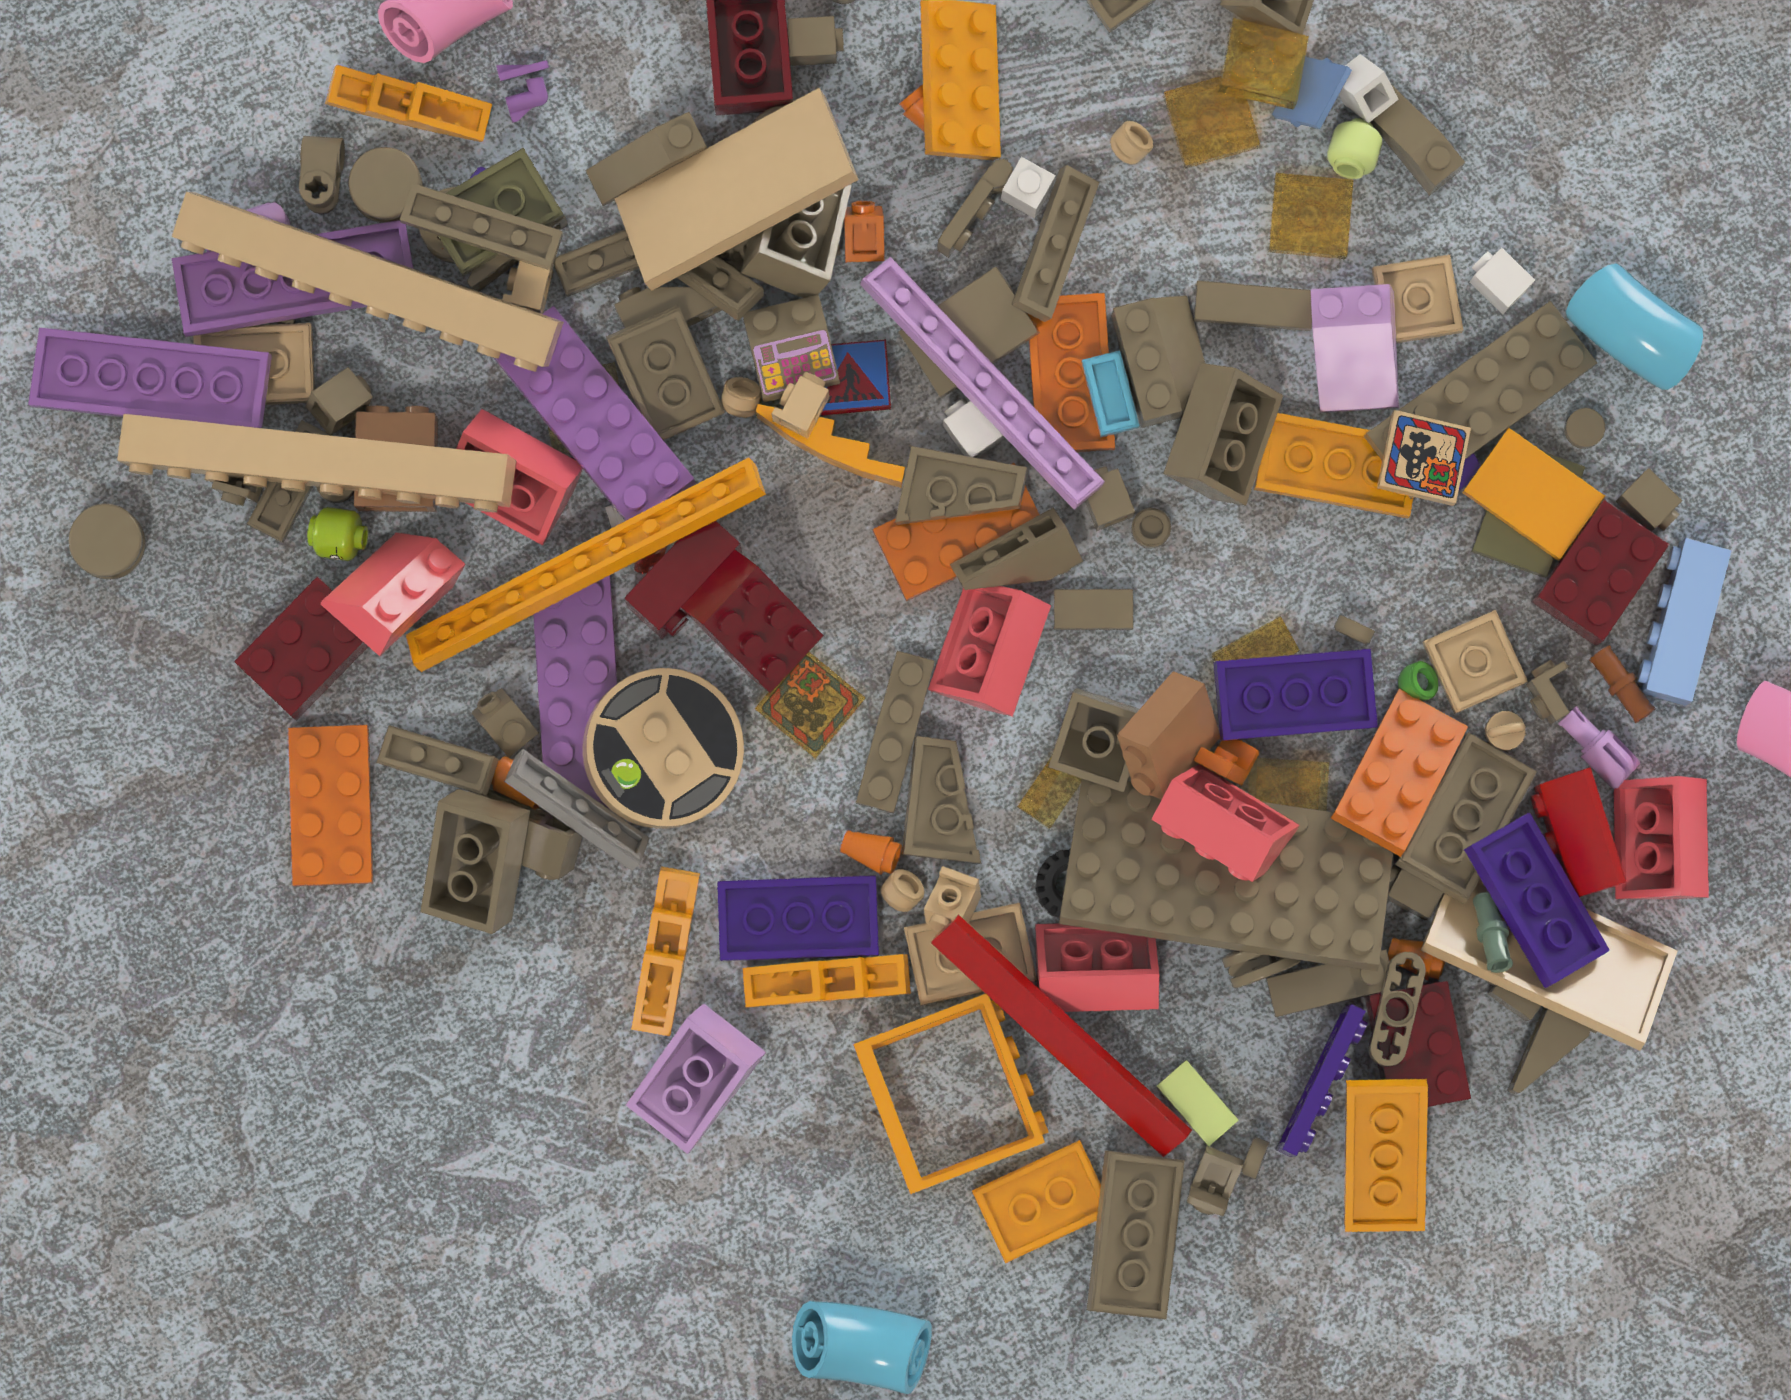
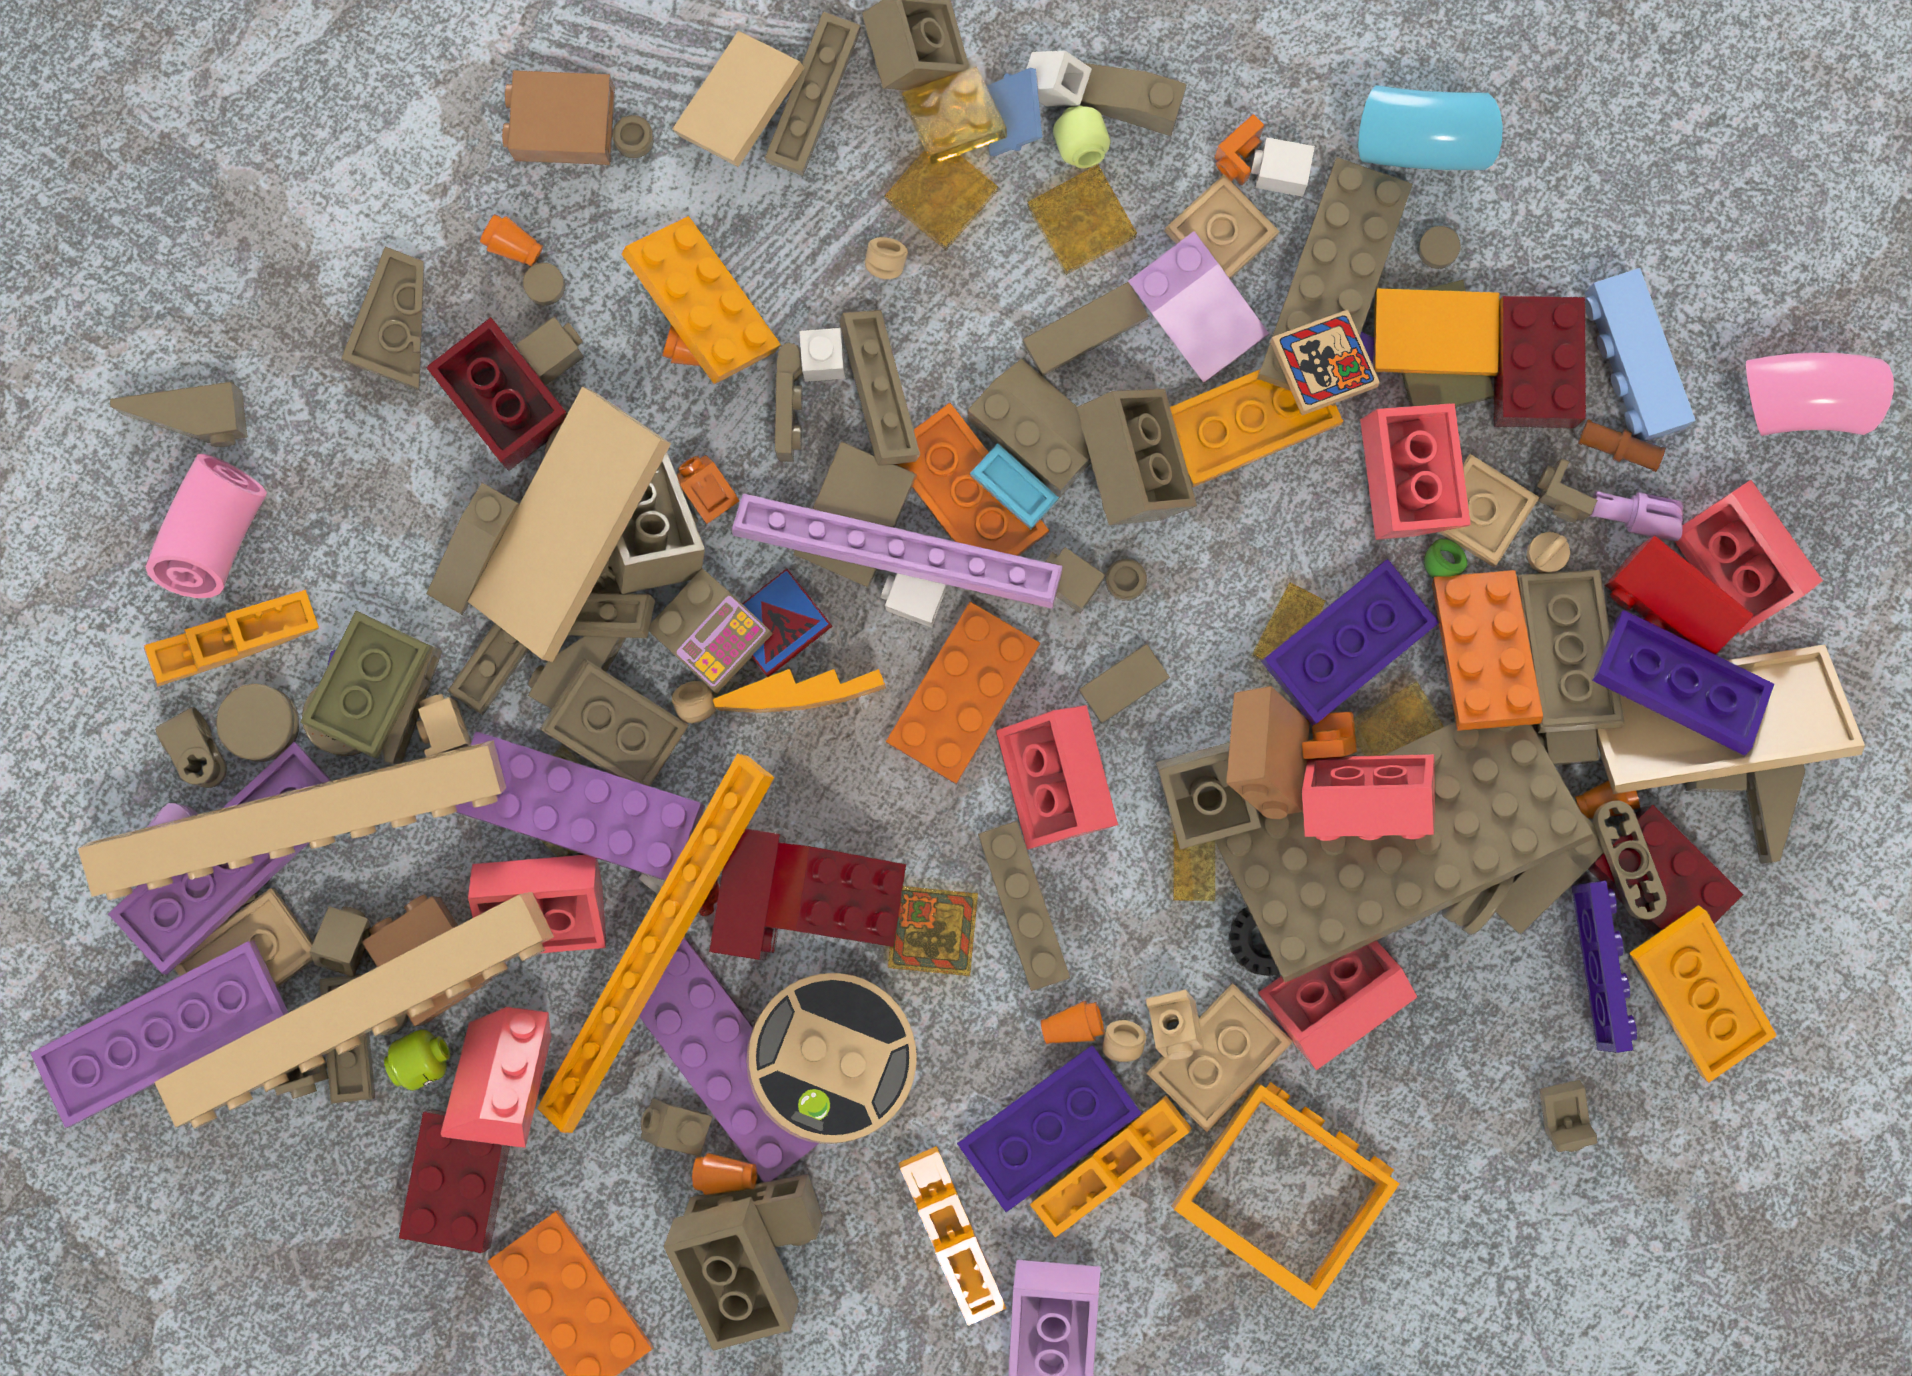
camera: 25 degrees left, 0 degrees up
(107, 541) = (216, 1203): dark tan head -> none
(437, 760) = (639, 1202): dark tan tile -> none
(481, 226) = (363, 705): dark tan plate -> none
(535, 96) = (340, 556): medium lavender piece -> none
(577, 809) = (791, 1165): light grey tile -> none
(802, 404) = (752, 674): tan brick -> none
(937, 805) = (1104, 947): dark tan wing -> none
(956, 486) = (935, 655): dark tan wing -> none
(1023, 555) = (1032, 679): dark tan slope -> none
(1040, 1201) = (1428, 1233): light orange tile -> none
(1061, 1036) = (1349, 1079): red tile -> none
(1135, 1235) = (1530, 1209): dark tan tile -> none
(1197, 1103) = (1504, 1055): yellowish green tile -> none
(1255, 1157) = (1588, 1070): dark tan tile -> none
(1354, 630) = (1361, 551): dark tan tile -> none
(1439, 593) = (1414, 470): none -> coral slope
(1480, 237) = (1240, 142): none -> orange bracket
(1492, 933) = (1666, 737): sand green pin -> none
(1650, 501) = (1539, 272): dark tan brick -> none

